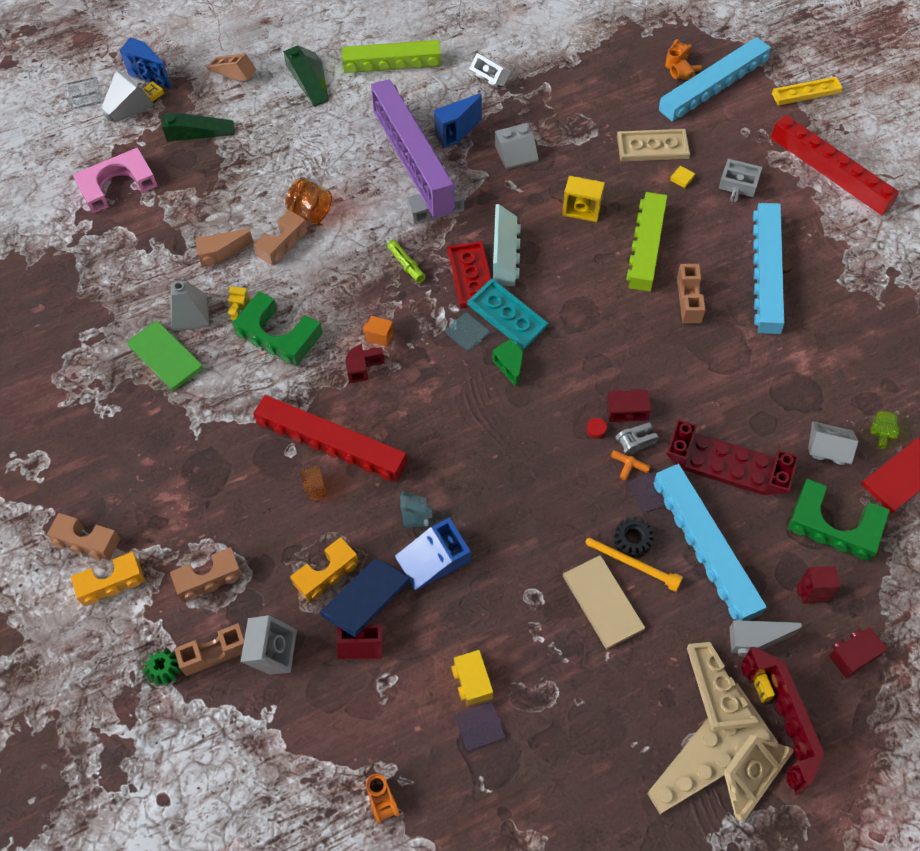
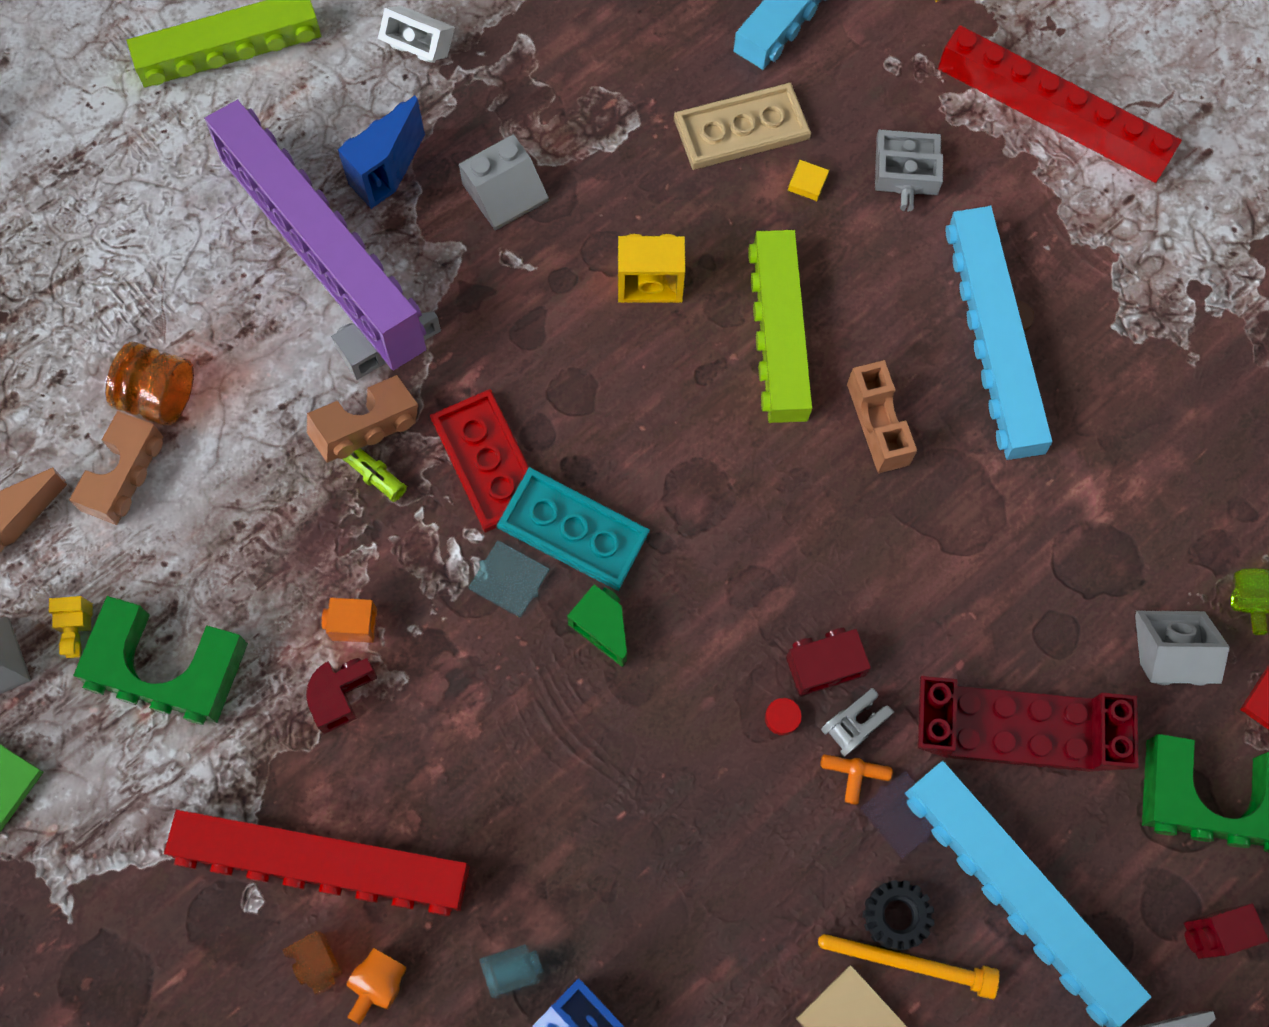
camera: 20 degrees left, 10 degrees up
(308, 73) = (77, 103): dark green wedge -> none
(342, 501) = (375, 983): none -> orange piece
(399, 241) = (341, 433): none -> nougat arch
(505, 247) = (537, 398): light aqua slope -> none

